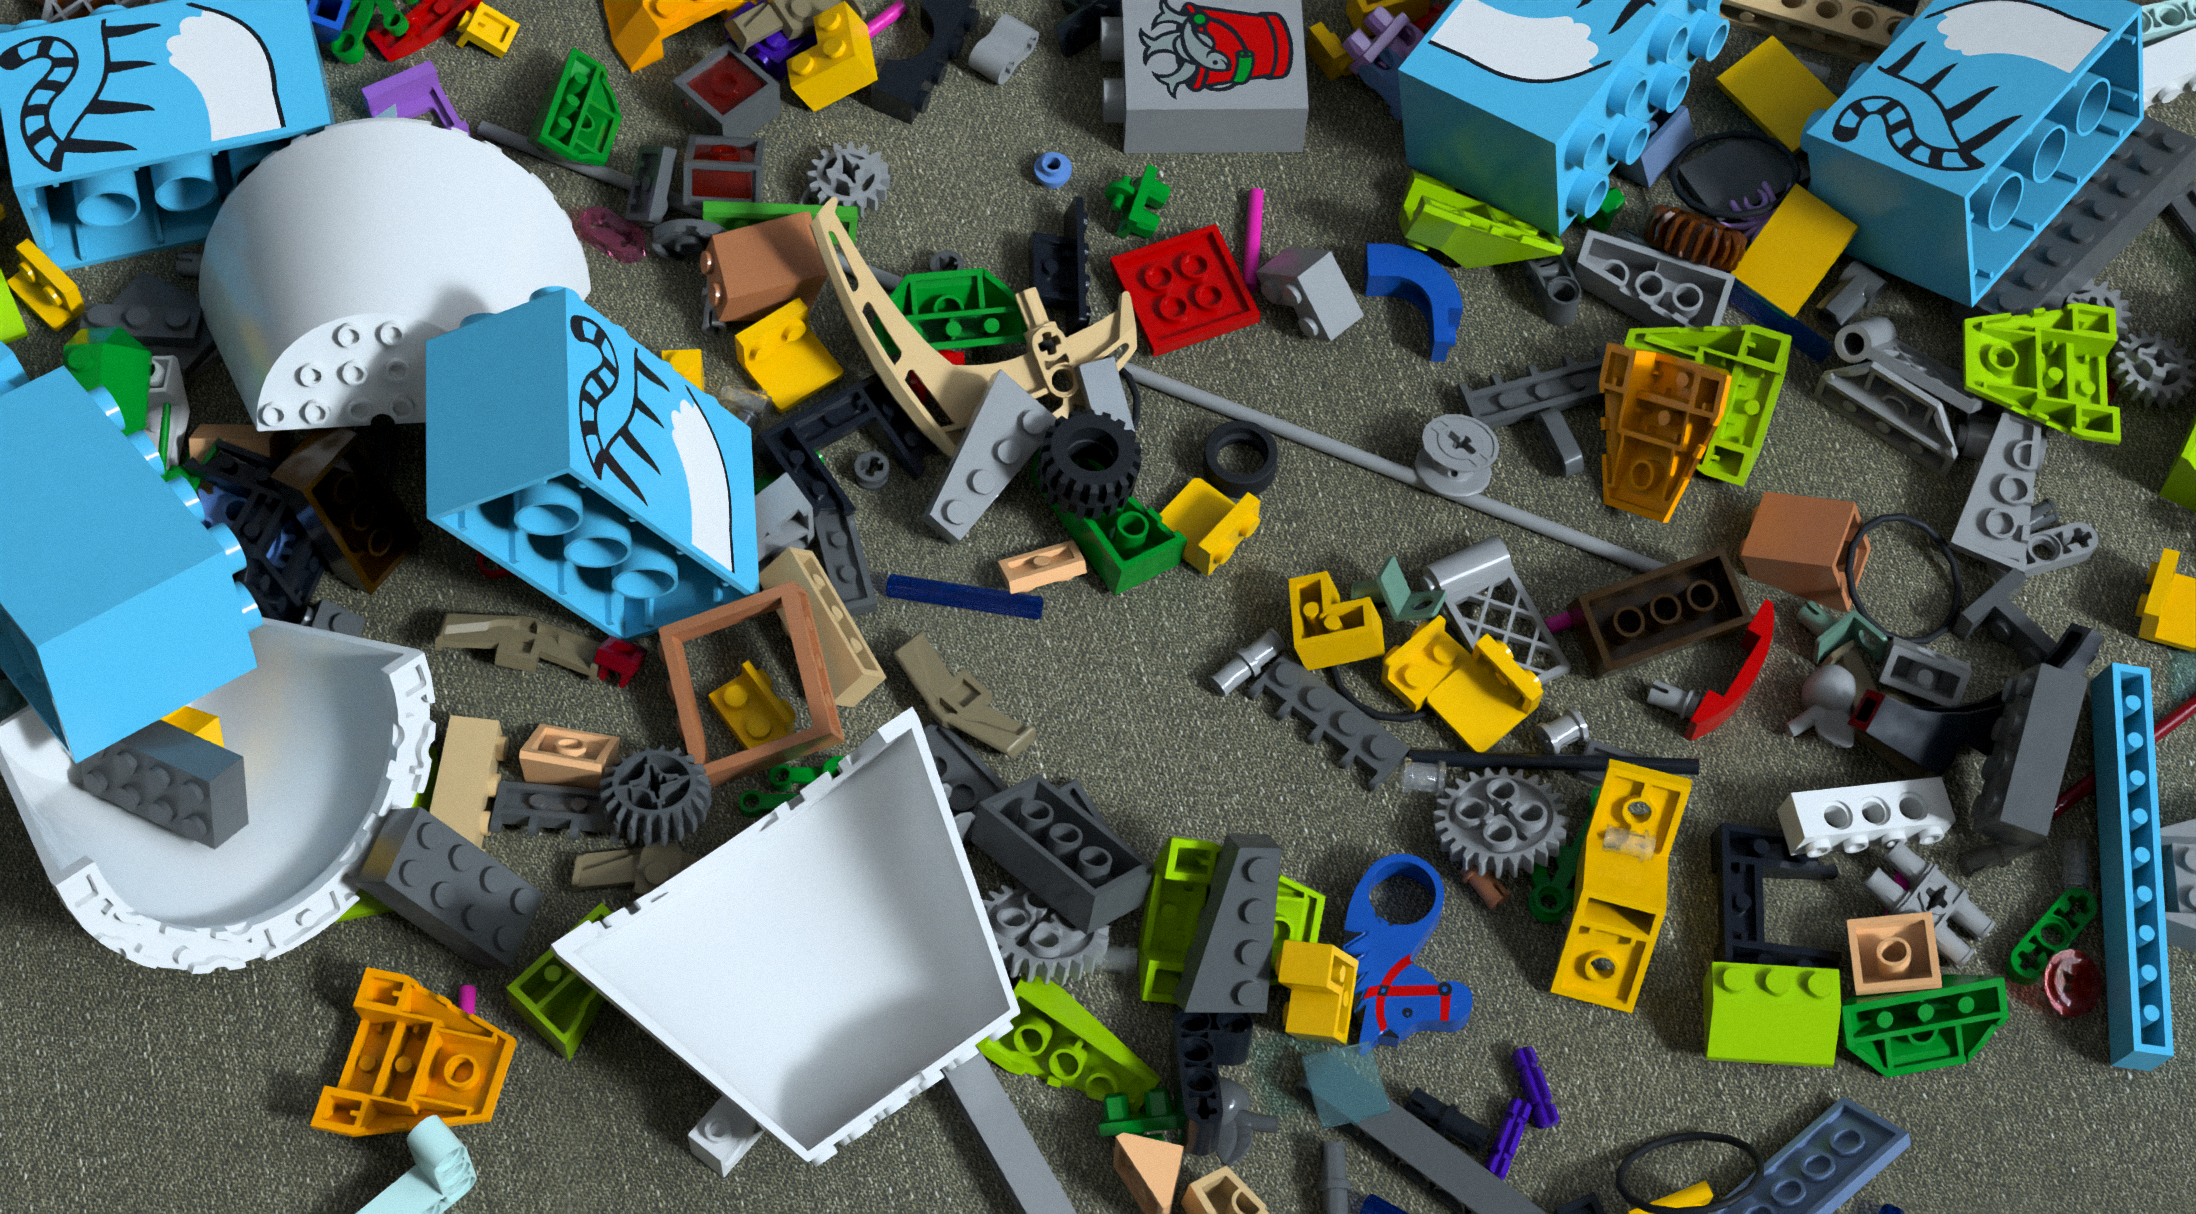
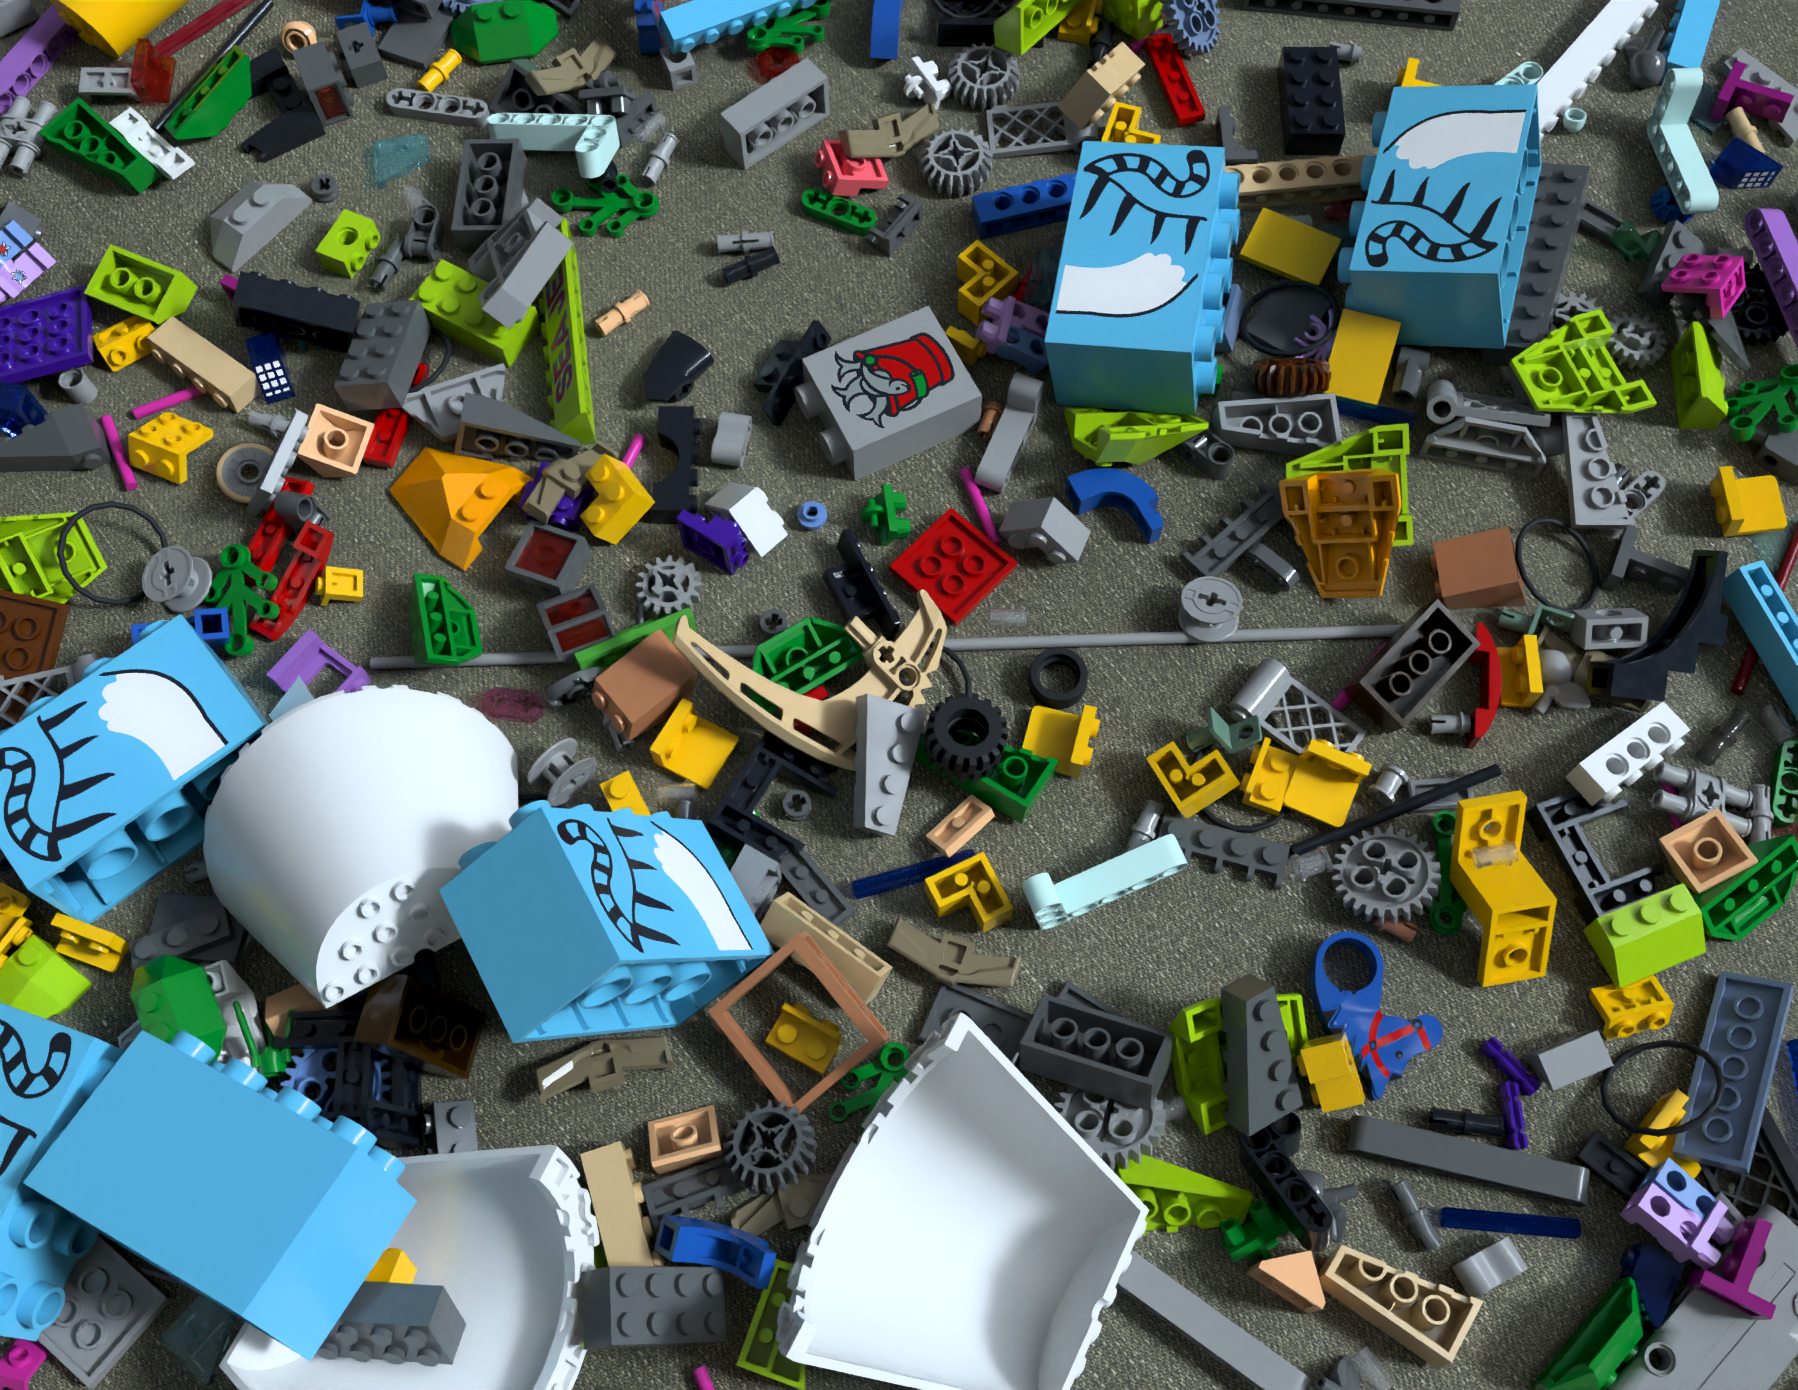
camera: 20 degrees left, 5 degrees up
(543, 866) = (716, 1246): none -> blue arch
(621, 657) = (685, 1043): dark red tile -> none
(634, 310) = (560, 769): none -> light grey piece
(650, 185) = (527, 657): dark grey bracket -> none
(923, 148) = (715, 541): none -> dark purple plate
(974, 133) = (751, 513): none -> white brick
(1013, 628) = (973, 885): none -> yellow brick
(1103, 390) = (942, 674): tile -> none
(1161, 692) = (1104, 883): none -> light aqua beam
(1219, 371) = (1008, 617): none -> clear pin
(1321, 142) = (989, 420): none -> nougat pin
(1332, 171) = (1011, 432): none -> light grey beam
(1345, 1085) = (1388, 1135): clear light blue piece -> none
(1606, 1106) = (1569, 1059): none -> light grey hinge
(1713, 1089) = (1632, 1008): none -> yellow bracket
(1785, 677) = (1520, 673): none -> yellow bracket
(1992, 953) = (1760, 813): none -> light grey pin
(2028, 754) = (1729, 662): dark grey brick -> none

